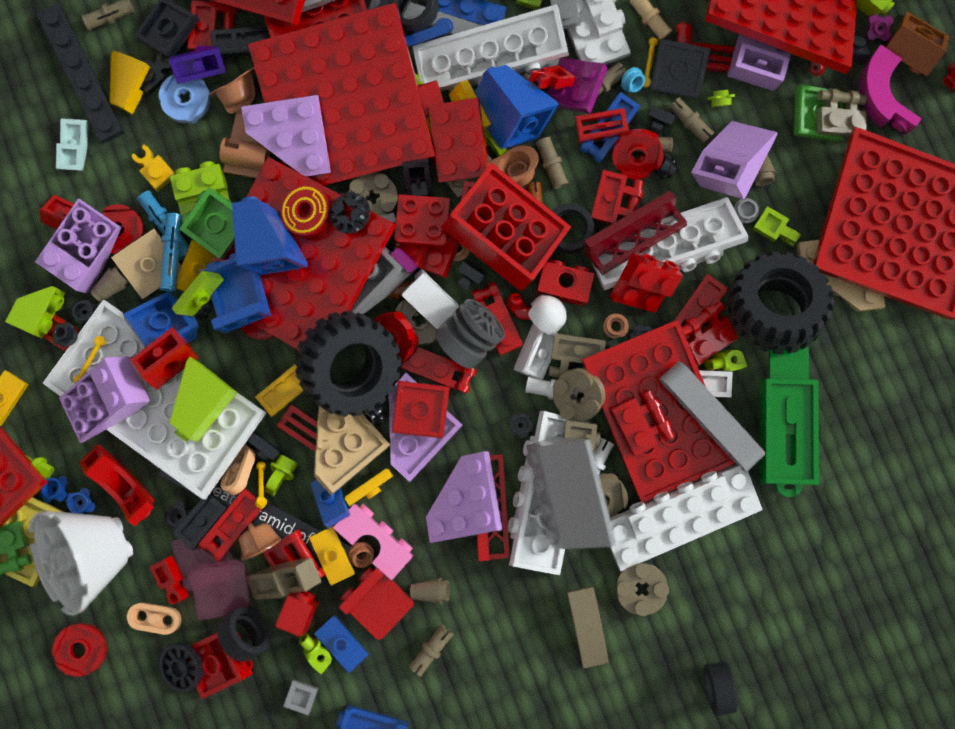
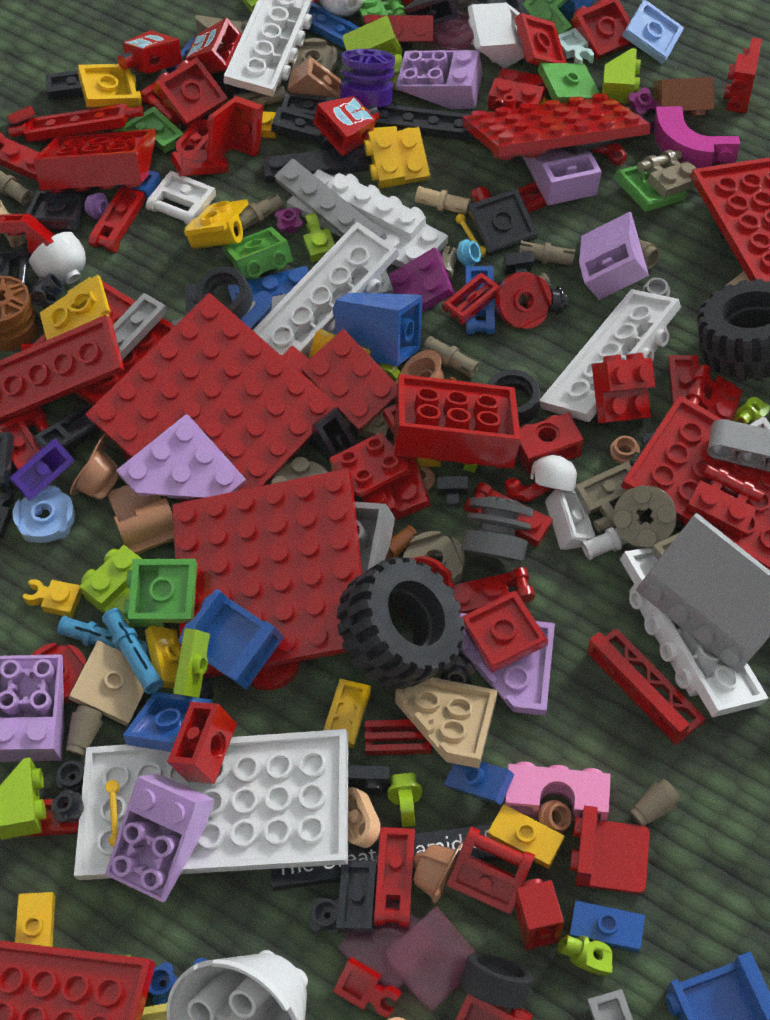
camera: 30 degrees left, 25 degrees down
(119, 483) = (236, 922): red arch -> none
(199, 401) = (272, 758): lime slope -> none
(261, 501) = (409, 826): yellow hinge -> none
(262, 239) = (234, 558): blue slope -> none
(283, 579) = (494, 890): dark tan slope -> none
(293, 204) = (239, 504): red tile -> none
(359, 216) = (299, 497): black gear -> none
(369, 488) = (511, 742): yellow plate -> none
(404, 260) = (390, 500): magenta tile -> none
(430, 299) = (432, 528): white panel -> none
(431, 650) = (705, 863): dark tan pin -> none
(466, 502) = (620, 686): lavender plate -> none
(527, 425) = (610, 583): black plate -> none
(552, 76) = (399, 283): red plate -> none
(610, 194) = (527, 352): red plate -> none
(632, 225) = (568, 360): dark red fence -> none
(721, 98) = (558, 222): lime plate -> none
(773, 225) = (692, 288): lime plate -> none

